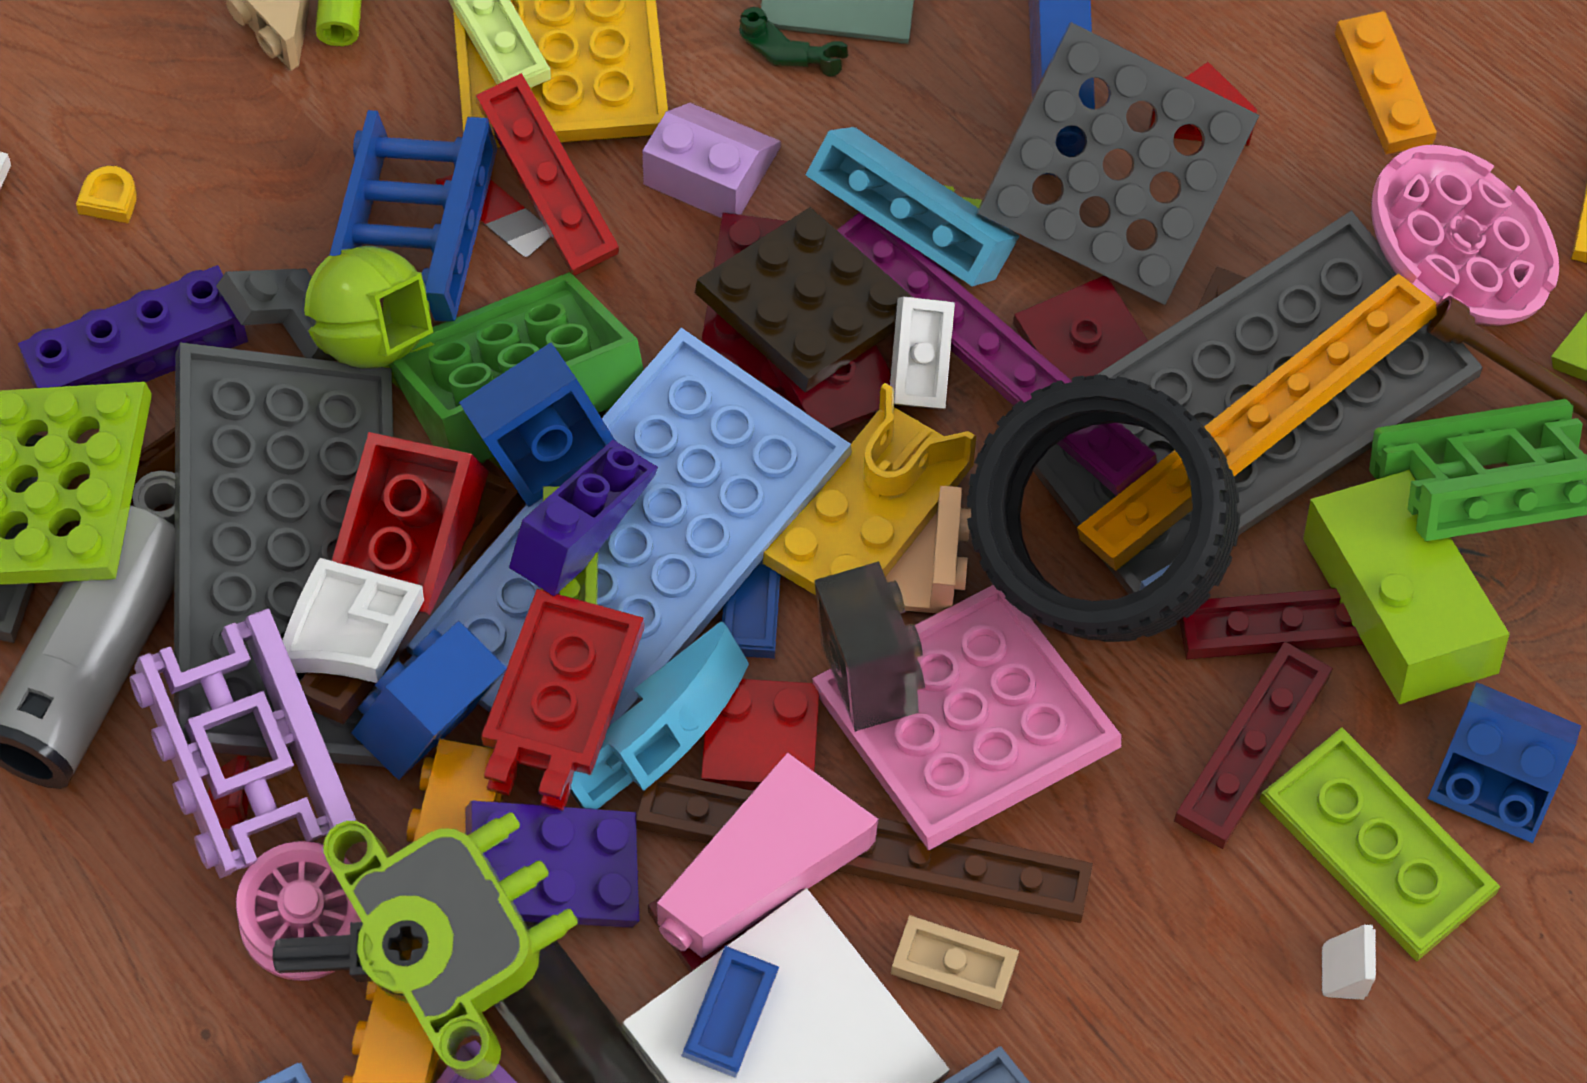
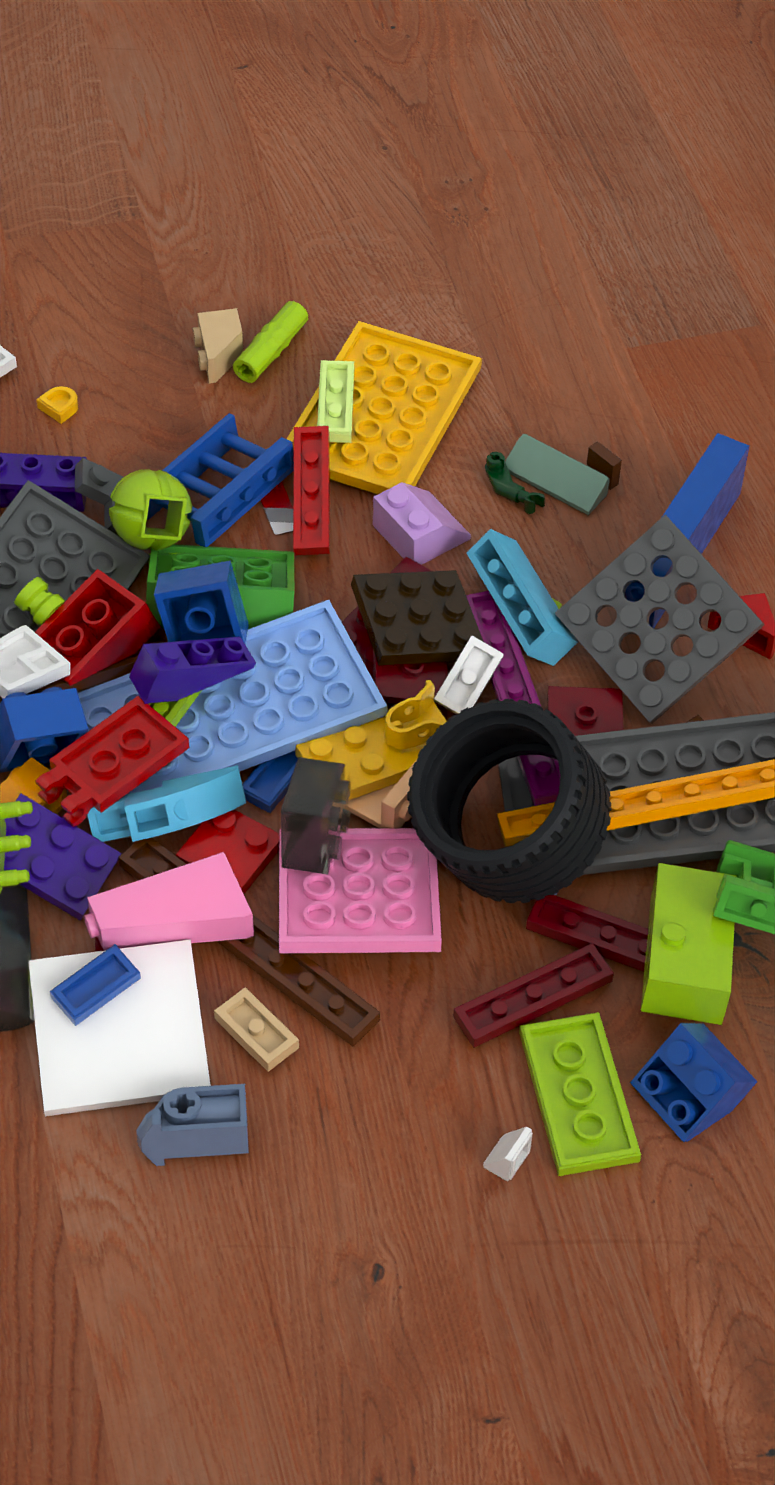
camera: 30 degrees right, 10 degrees down
(319, 516) = (35, 598): none -> lime wheel

